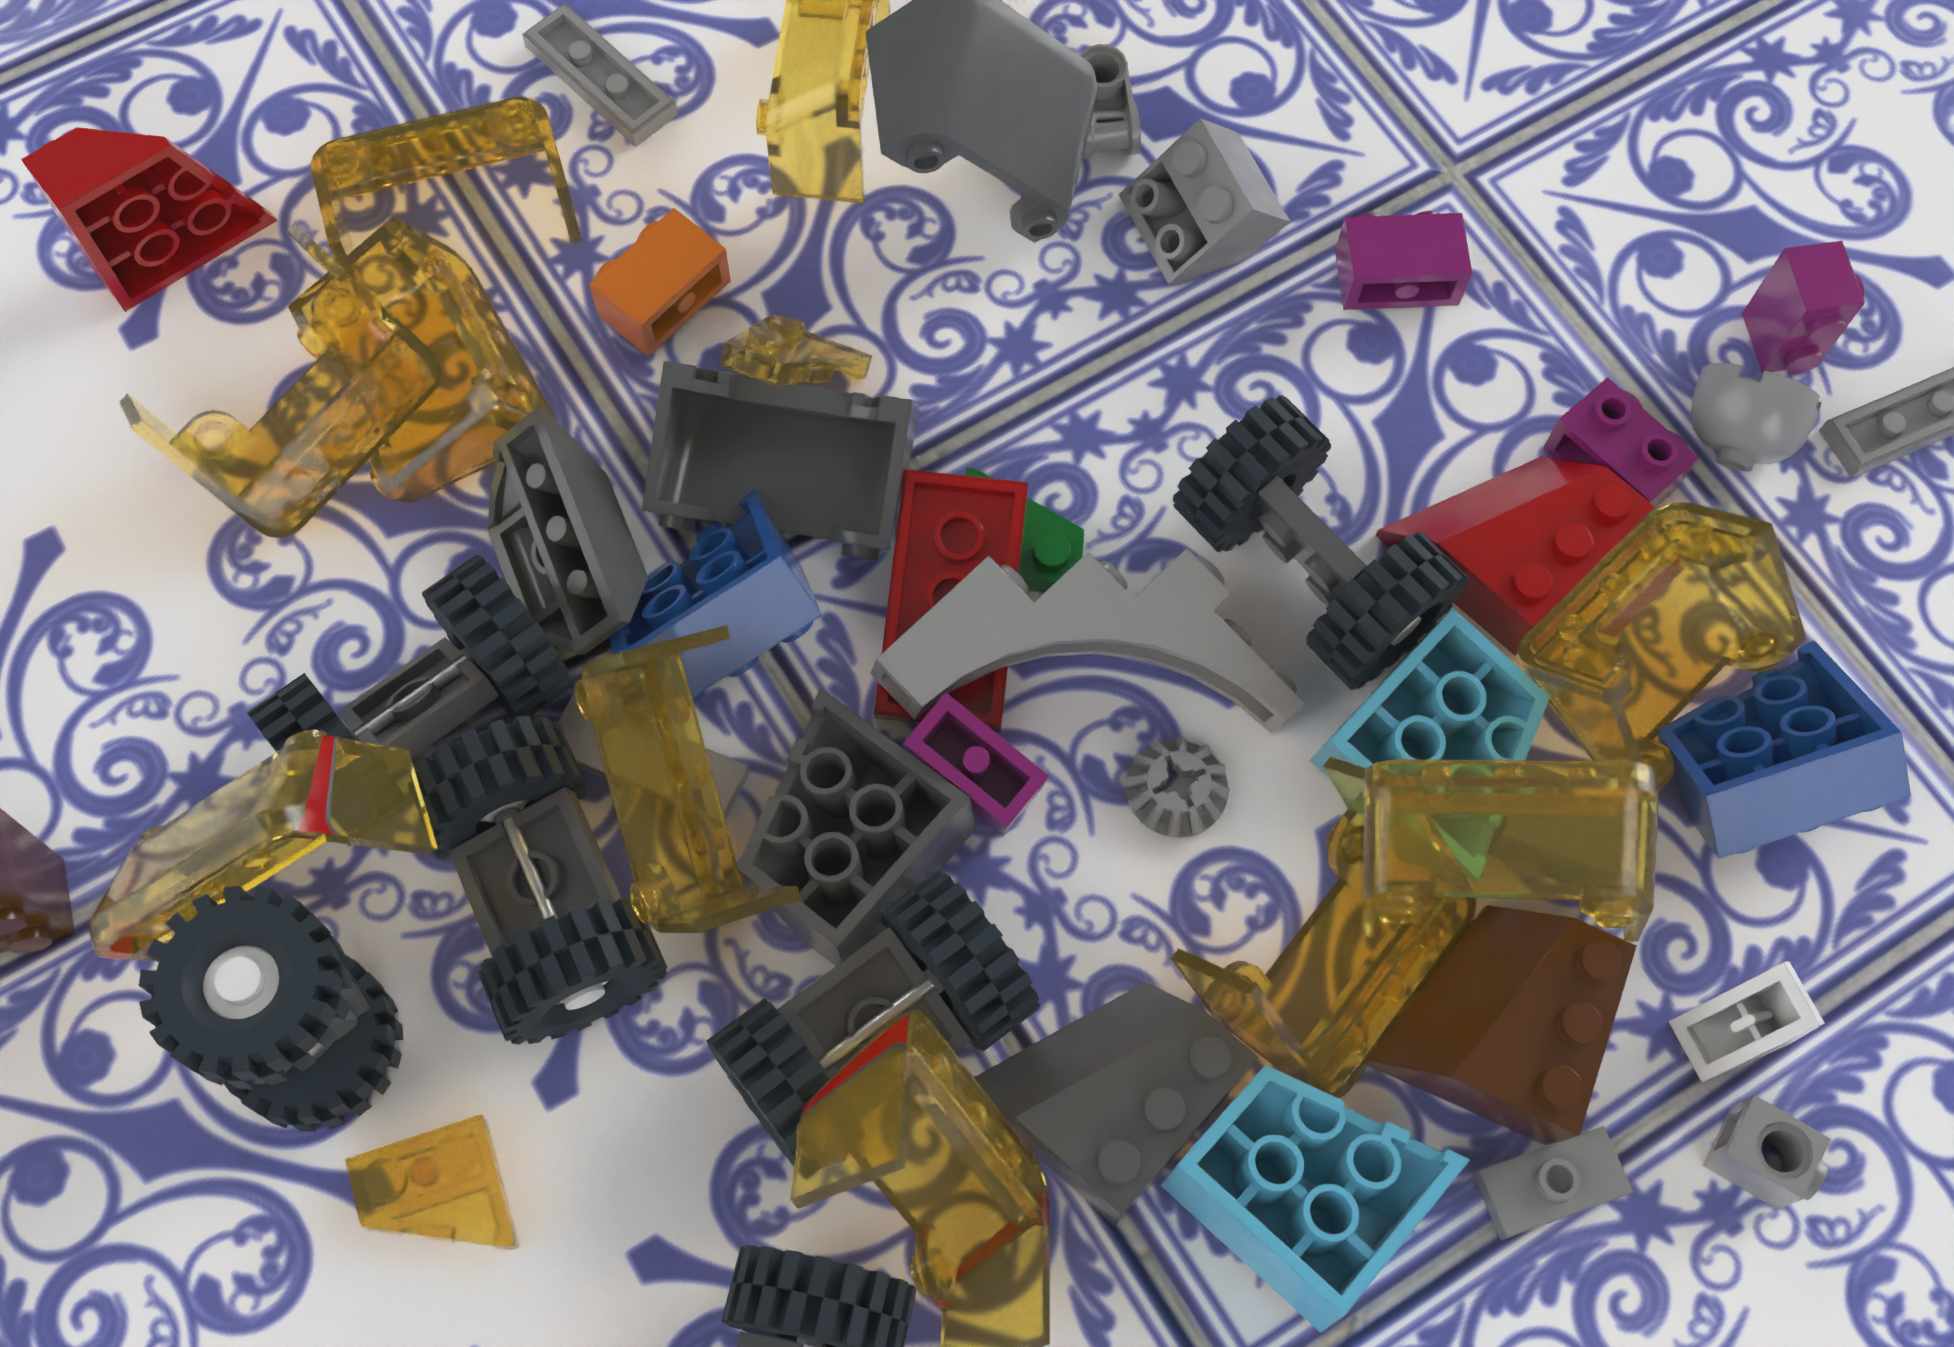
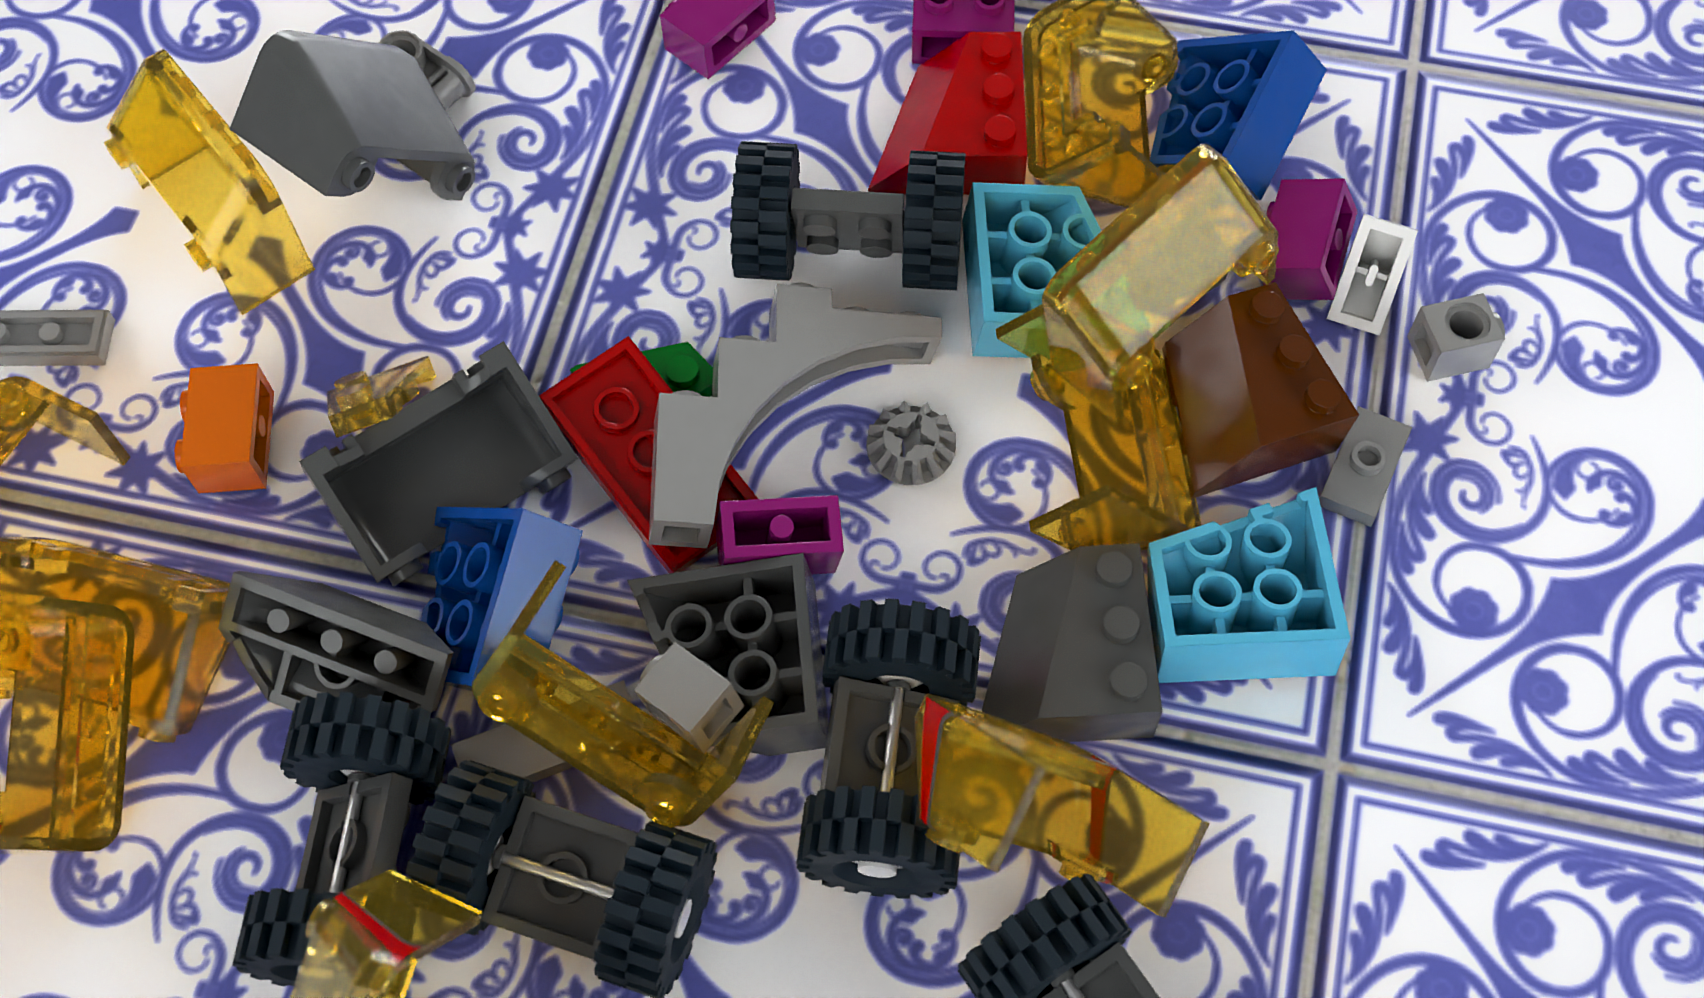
camera: 40 degrees left, 5 degrees down
(755, 829) = (688, 696): none -> light grey brick
(1203, 204) = (553, 85): light grey slope -> none
(1721, 933) = (1313, 236): none -> magenta brick

